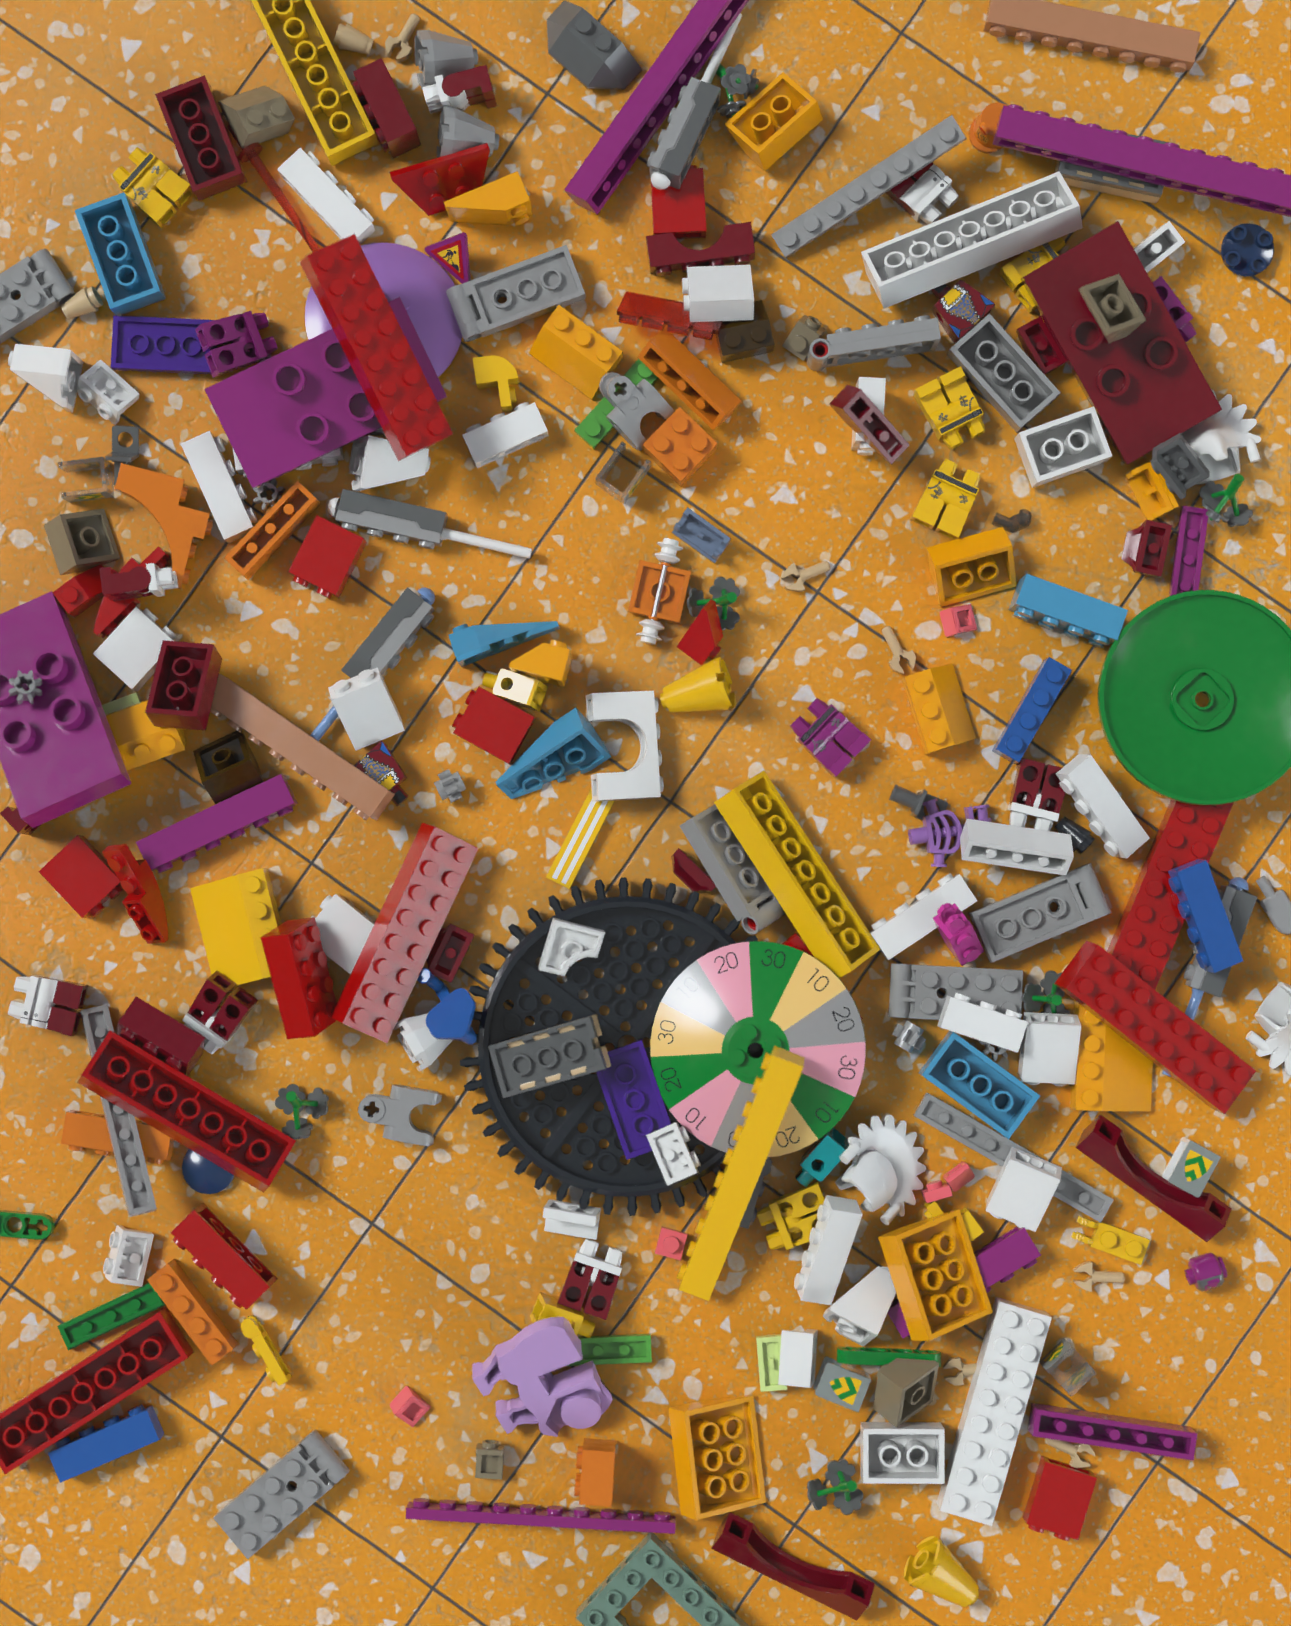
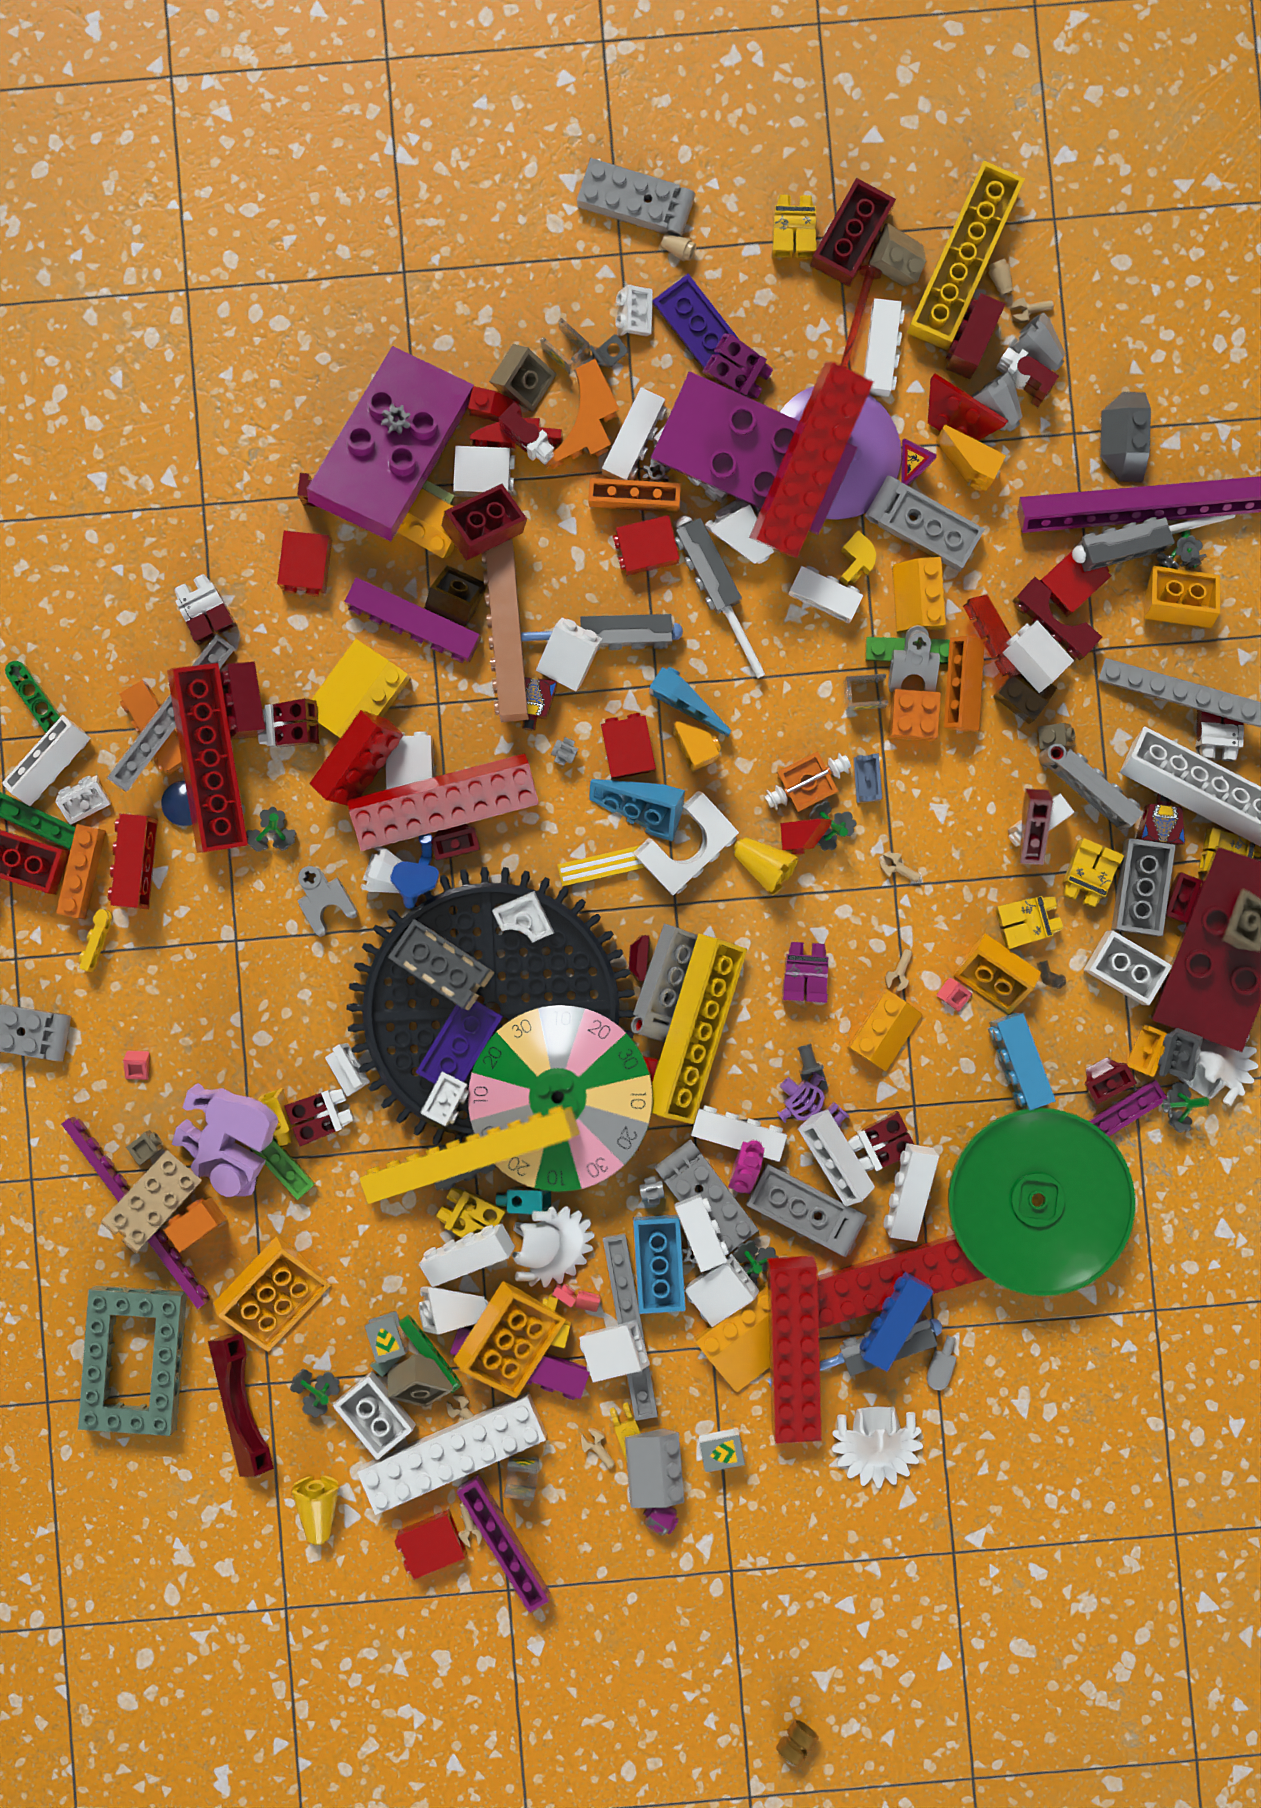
camera: 45 degrees right, 0 degrees up
(49, 371) = (616, 262): white slope -> none
(65, 1259) = (46, 760): none -> white brick
(120, 254) = (732, 244): dark azure brick -> none
(144, 897) = (324, 613): red slope -> none
(524, 692) = (667, 747): torso -> none
(544, 1494) = (151, 1201): none -> tan piece
(671, 1243) = (385, 1147): coral plate -> none
(768, 1362) = (362, 1279): yellowish green plate -> none
(798, 1358) = (379, 1294): white panel -> none
(866, 1408) = (382, 1368): none -> sand green piece
(1031, 710) = (935, 1092): blue brick -> none
(1080, 836) = (878, 1195): black cone -> none
(1108, 1147) = (688, 1385): dark red arch -> none
(1158, 1241) = (654, 1469): none -> light grey slope

